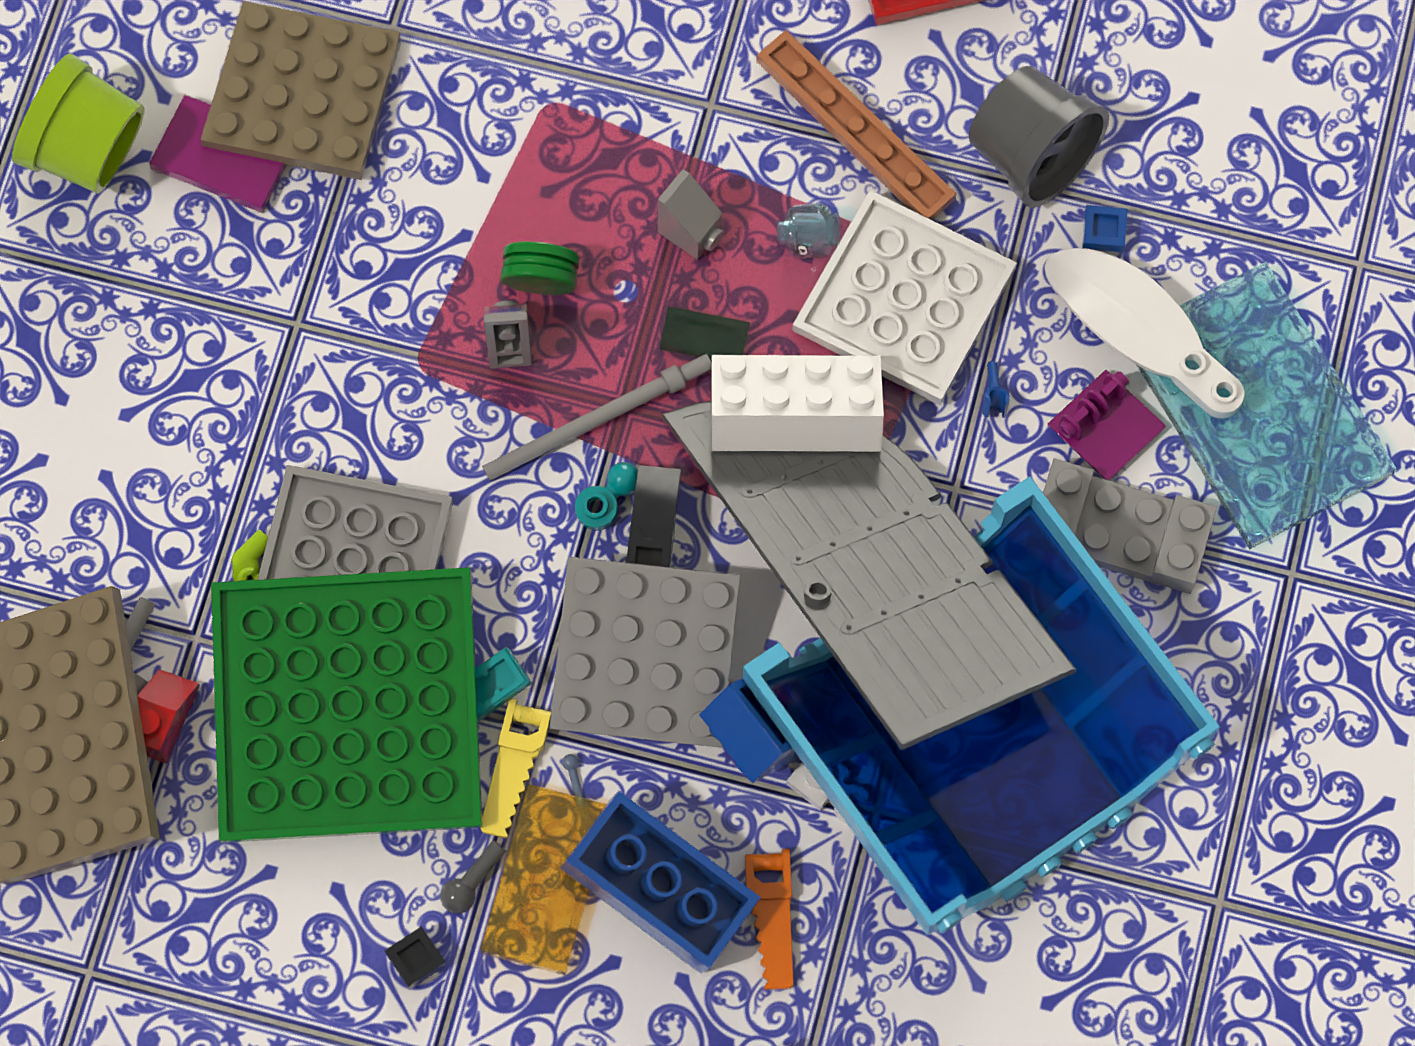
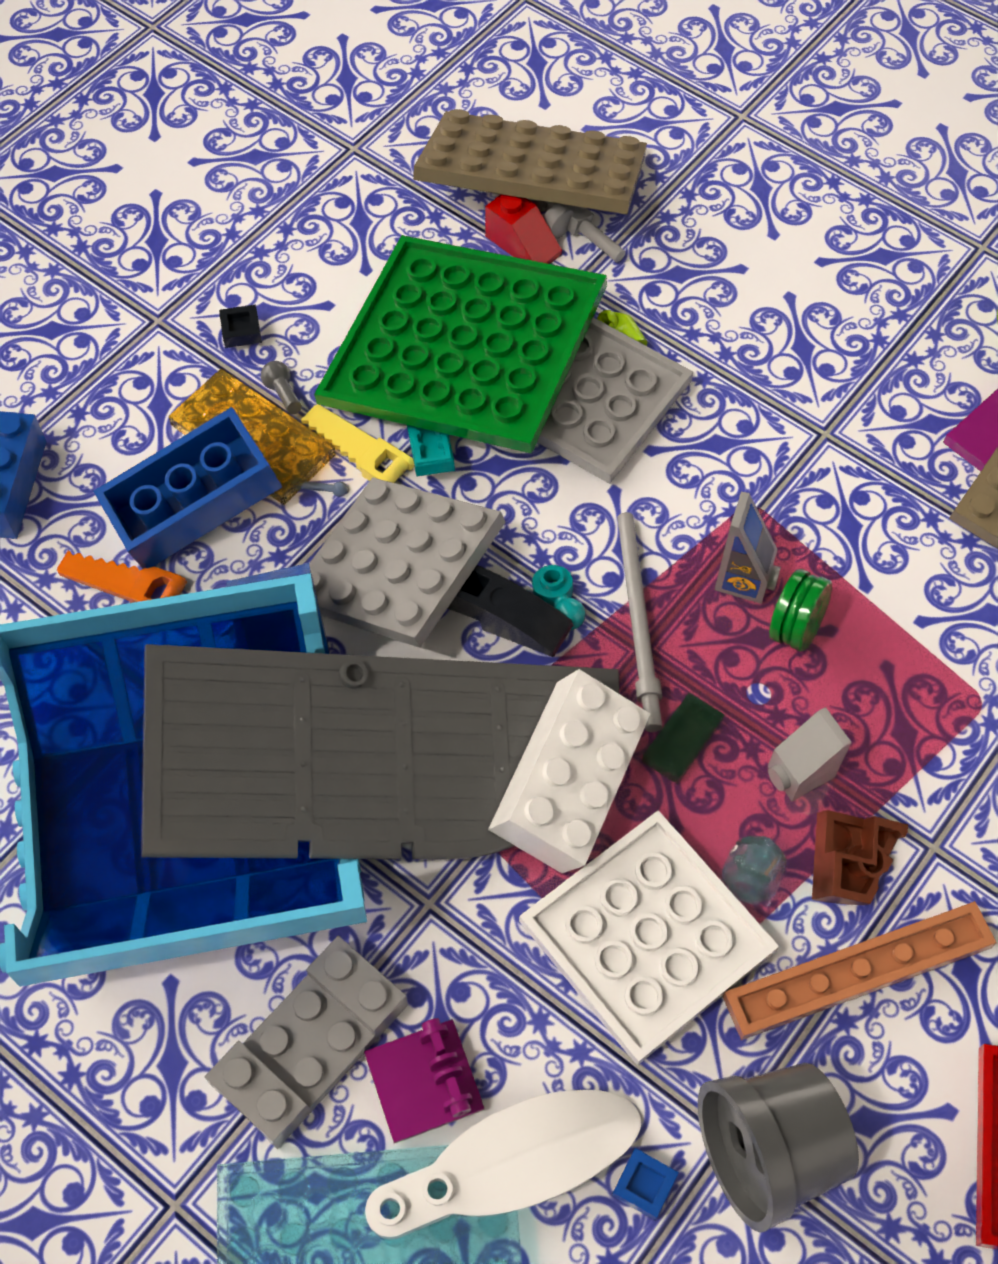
camera: 115 degrees right, 10 degrees down
(756, 163) = (852, 856): none -> copper slope
(995, 395) = (508, 979): blue hand -> none

